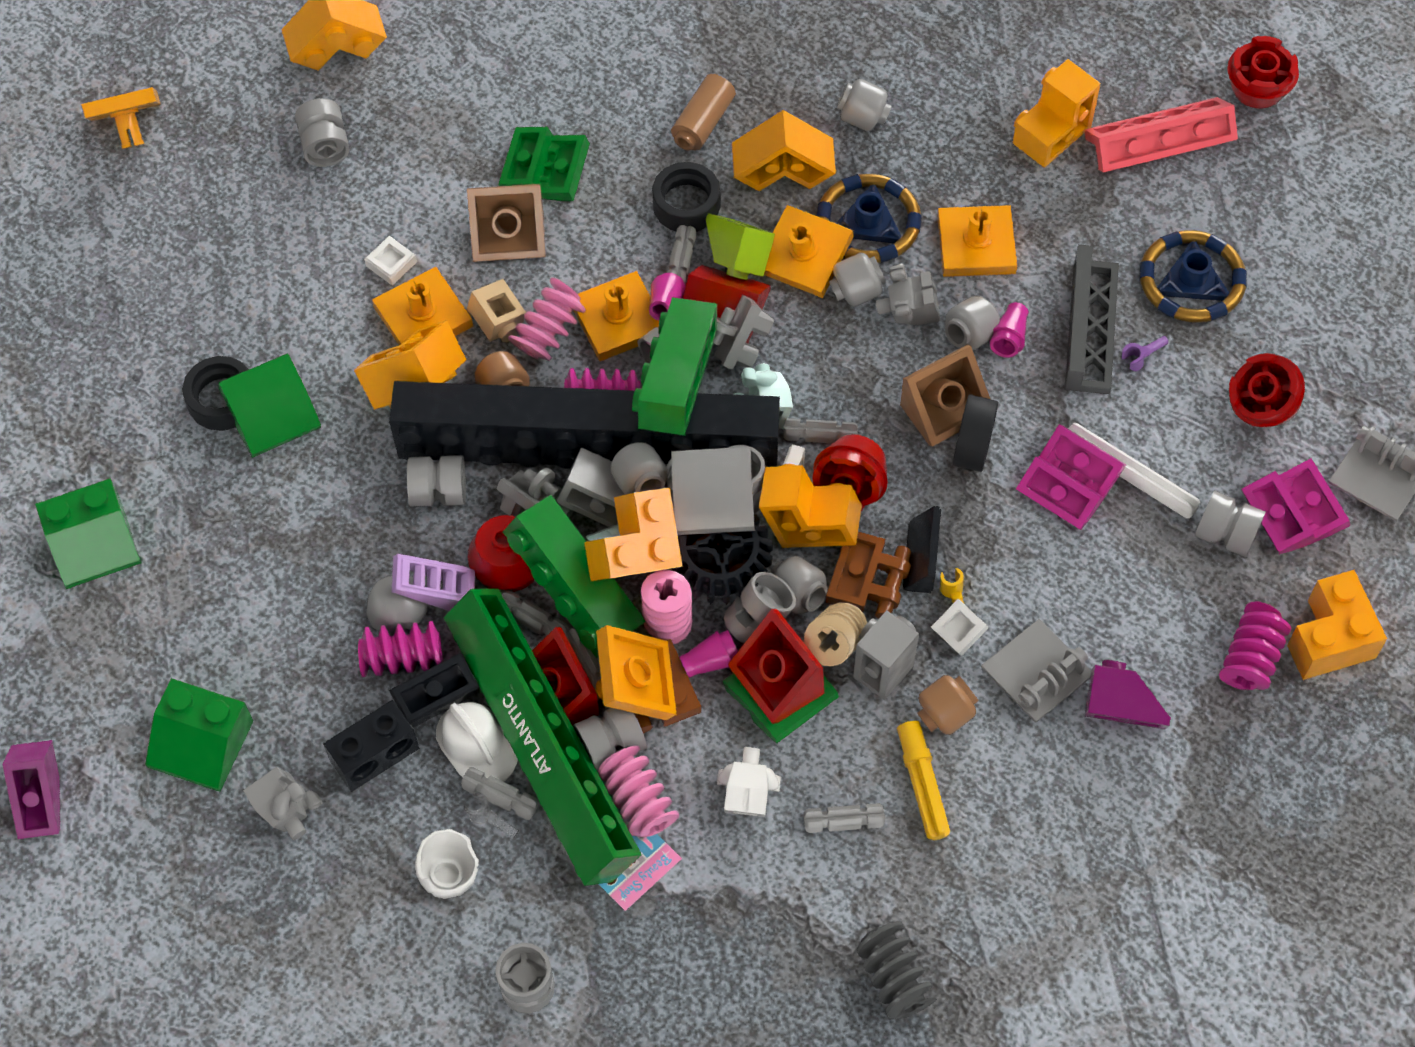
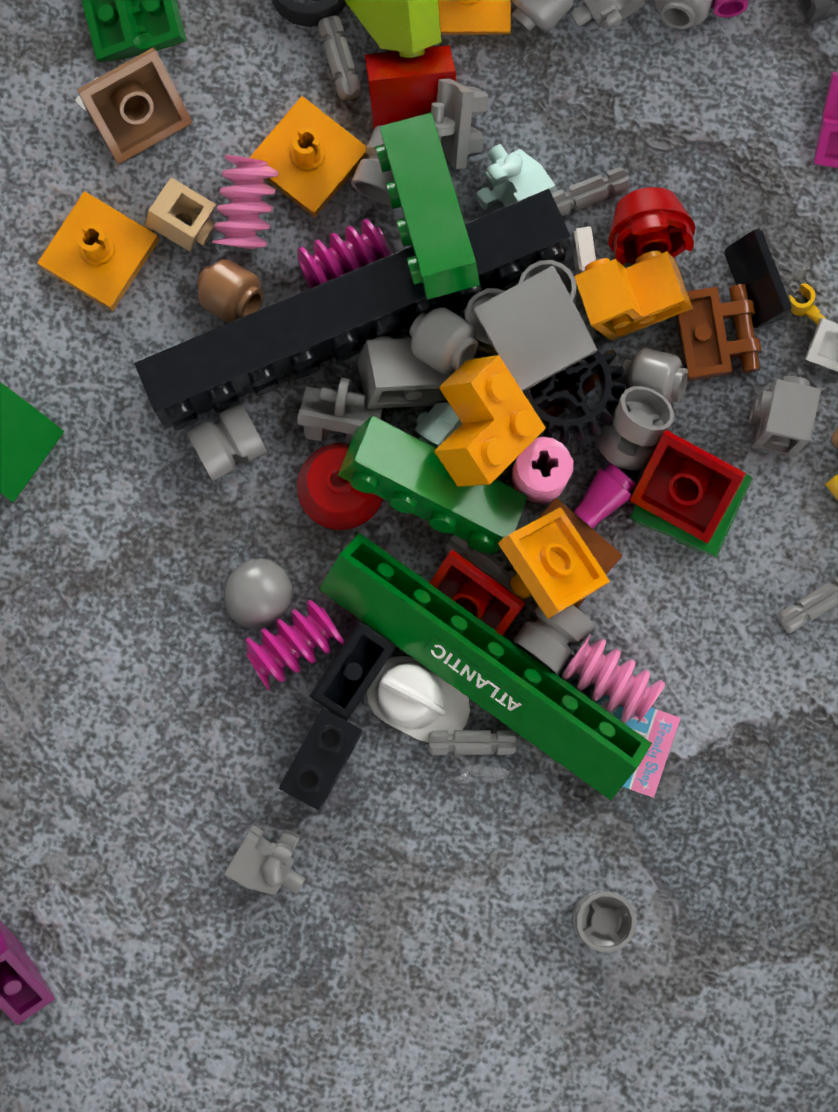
camera: 30 degrees left, 20 degrees up
(197, 734) = (137, 834): green slope -> none
(390, 260) = (29, 204): white tile -> none
(425, 356) = (138, 325): light orange brick -> none
(446, 863) = (464, 845): white hair -> none
(456, 581) = (311, 545): lavender slope -> none
(532, 615) = (406, 539): light grey axle -> none
(662, 291) = (351, 111): dark pink cone -> none
(748, 784) = (714, 619): white piece -> none
(822, 640) = (728, 421): tan piece -> none
(938, 394) = (702, 96): medium nougat slope -> none
(975, 433) = (755, 125): black tyre -> none

